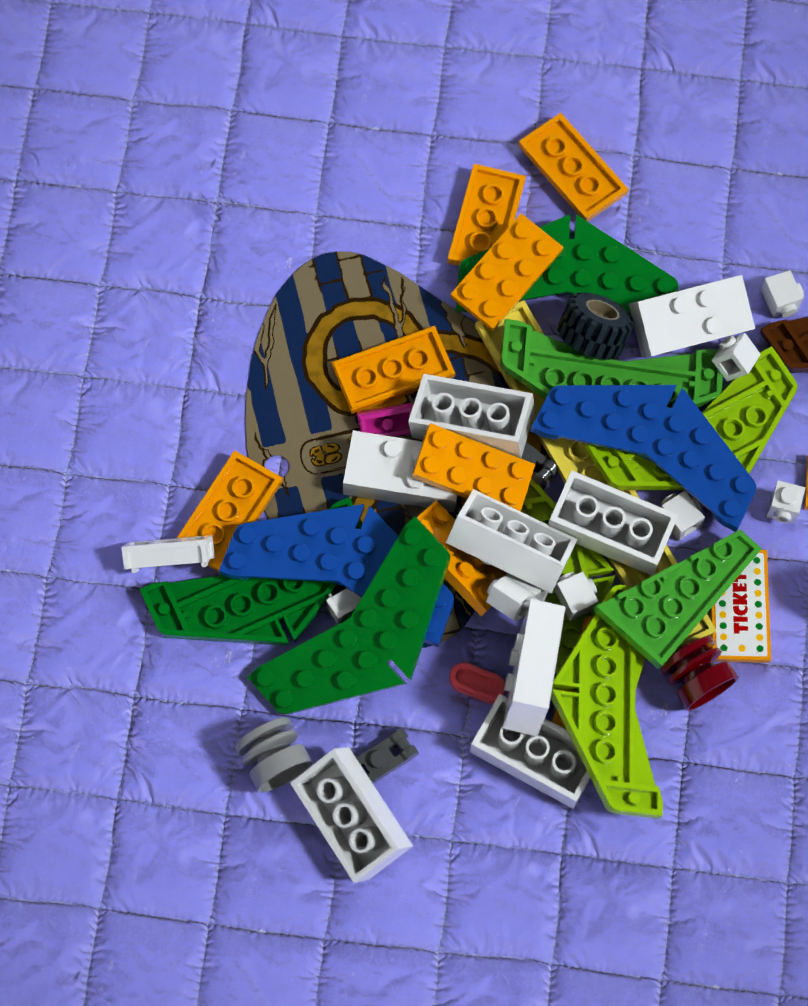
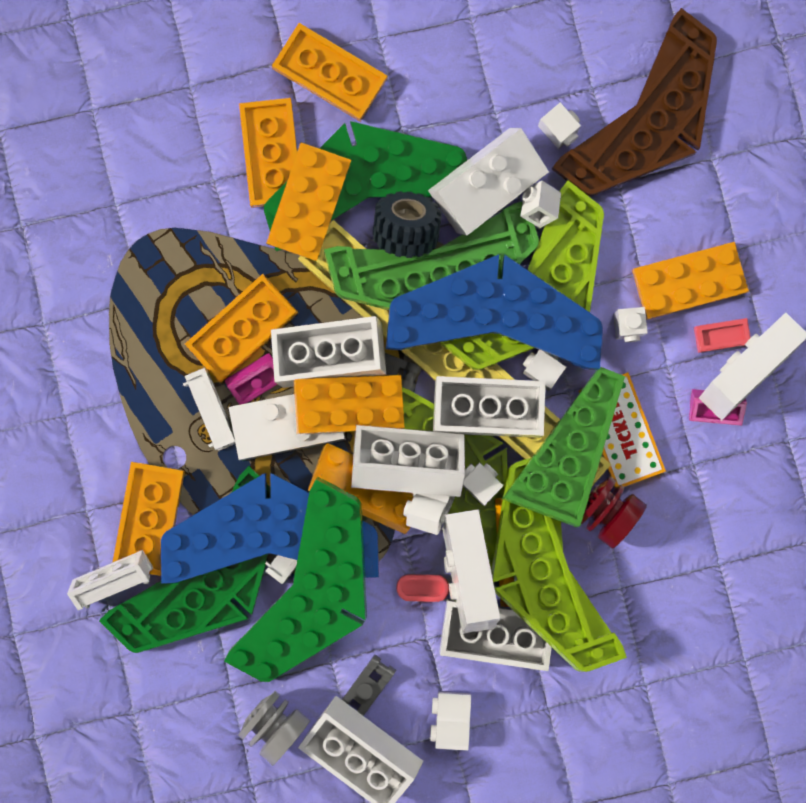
camera: 20 degrees left, 15 degrees up
(332, 431) = (210, 409): none -> white container
(457, 822) = (452, 720): none -> white brick

